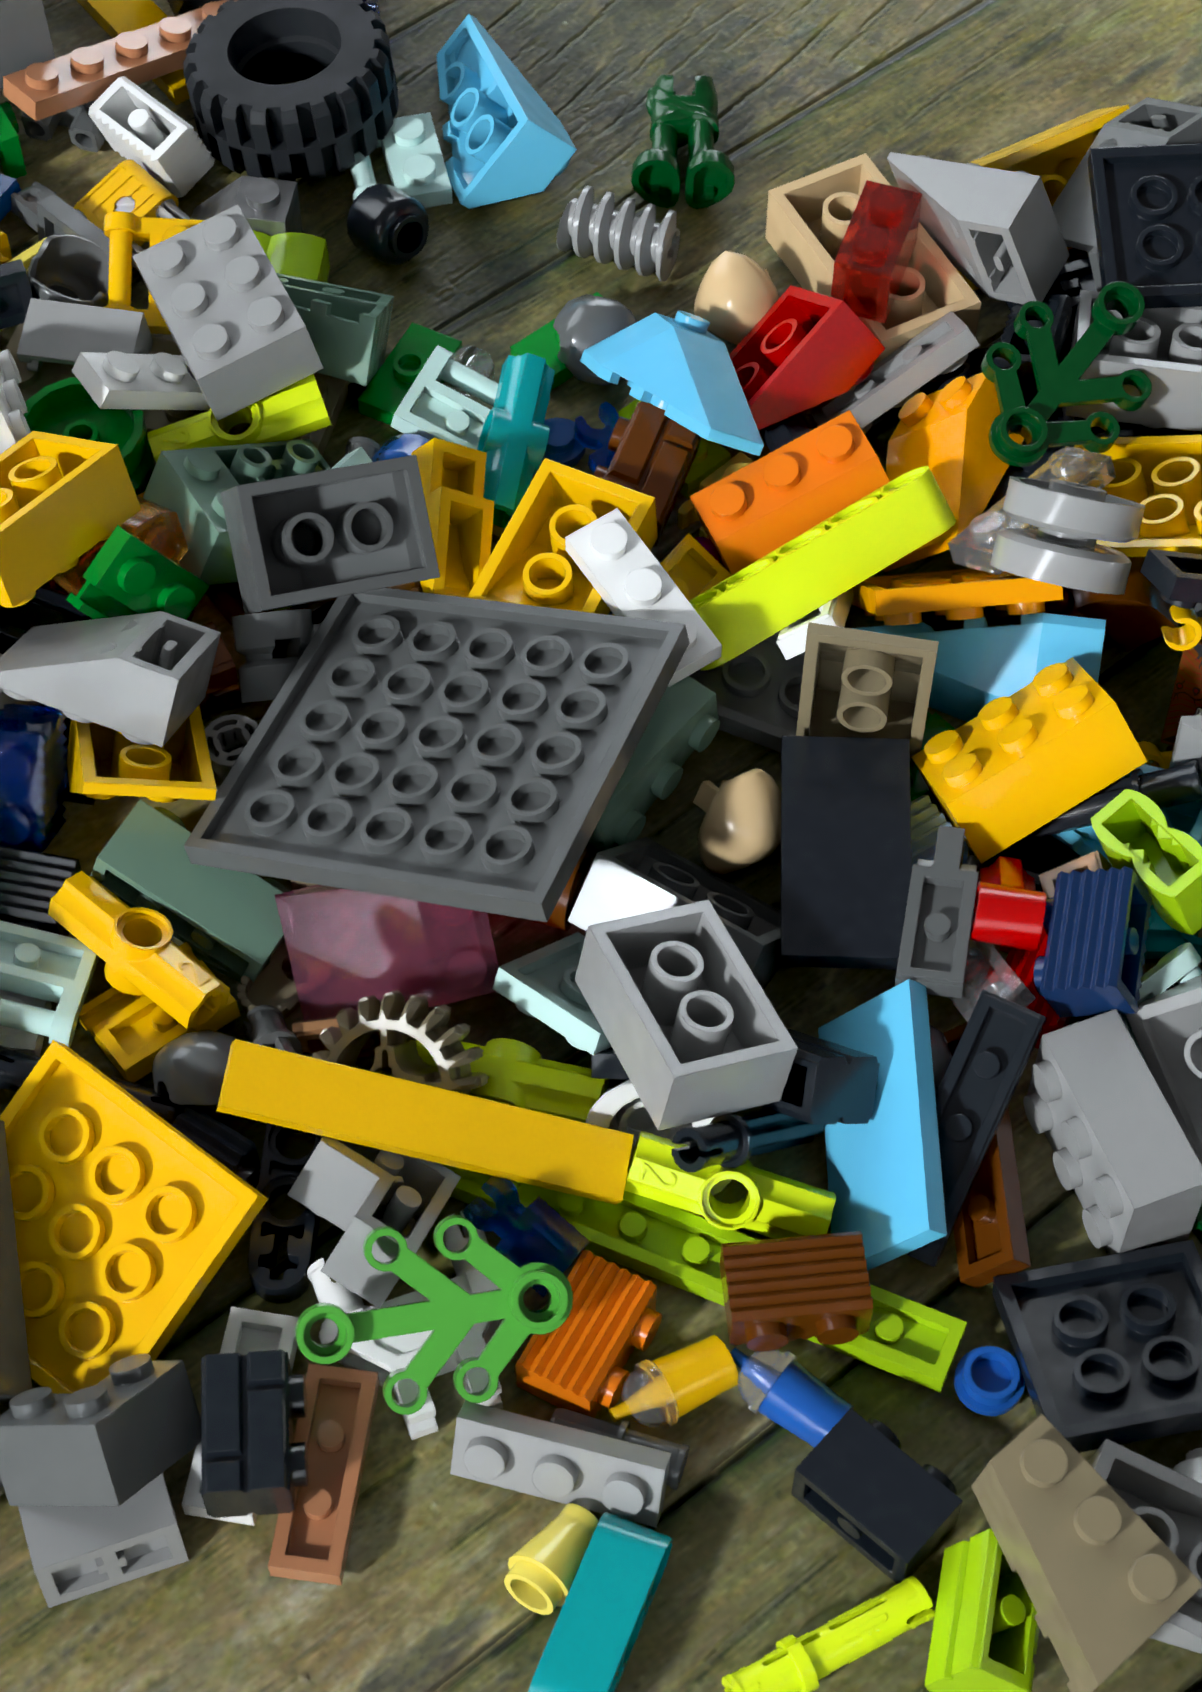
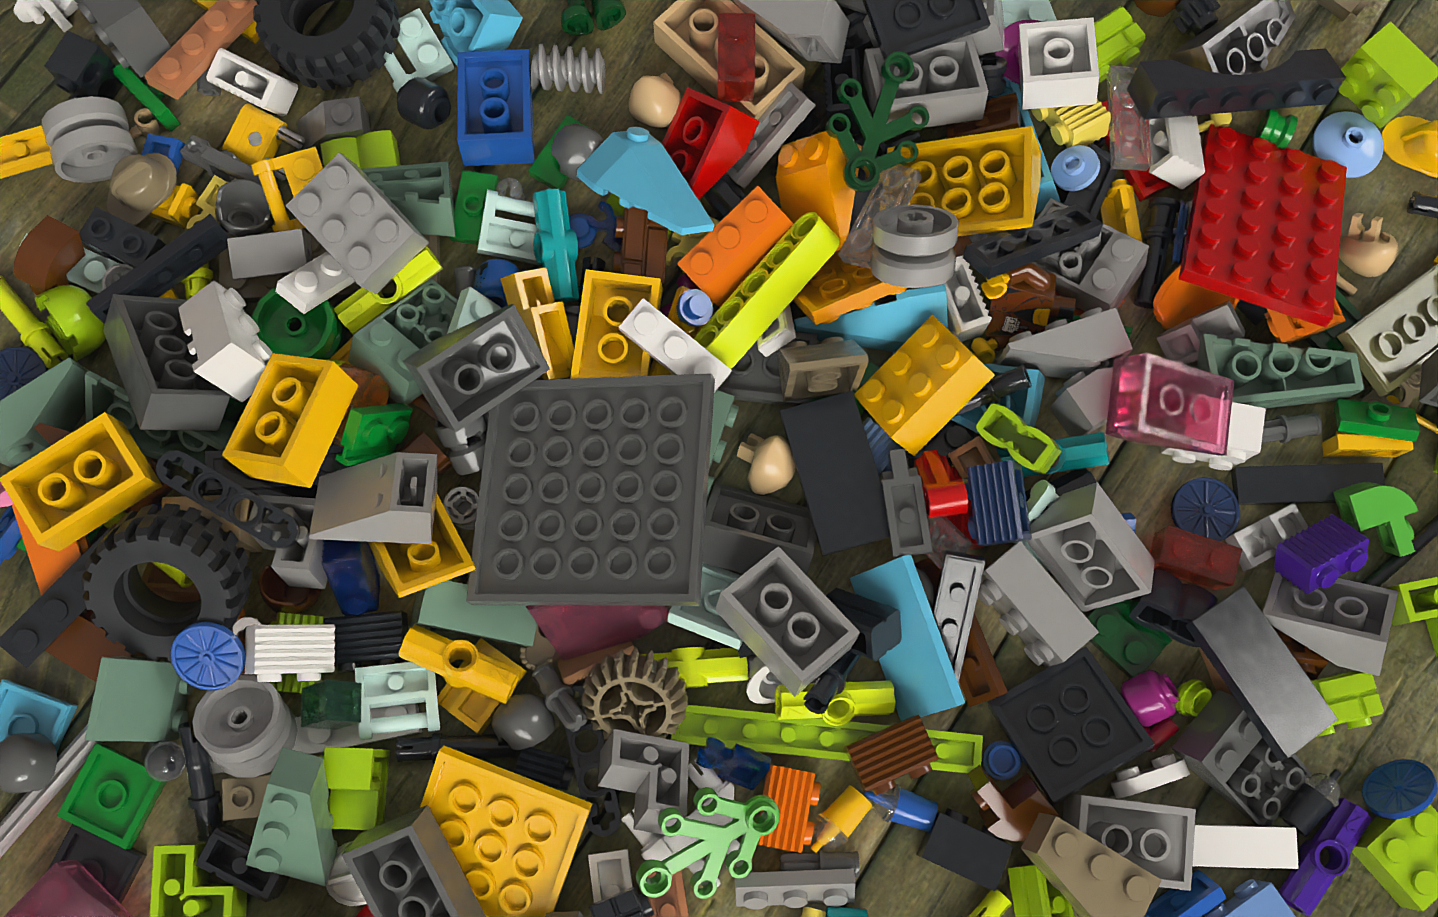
camera: 20 degrees left, 20 degrees up
(425, 1122) = (662, 731): yellow tile -> none
(490, 254) = (495, 108): none -> blue slope
(695, 562) = (694, 308): none -> plate
(968, 1447) = (1009, 812): none -> reddish brown brick
(1134, 667) = (965, 308): none -> white brick

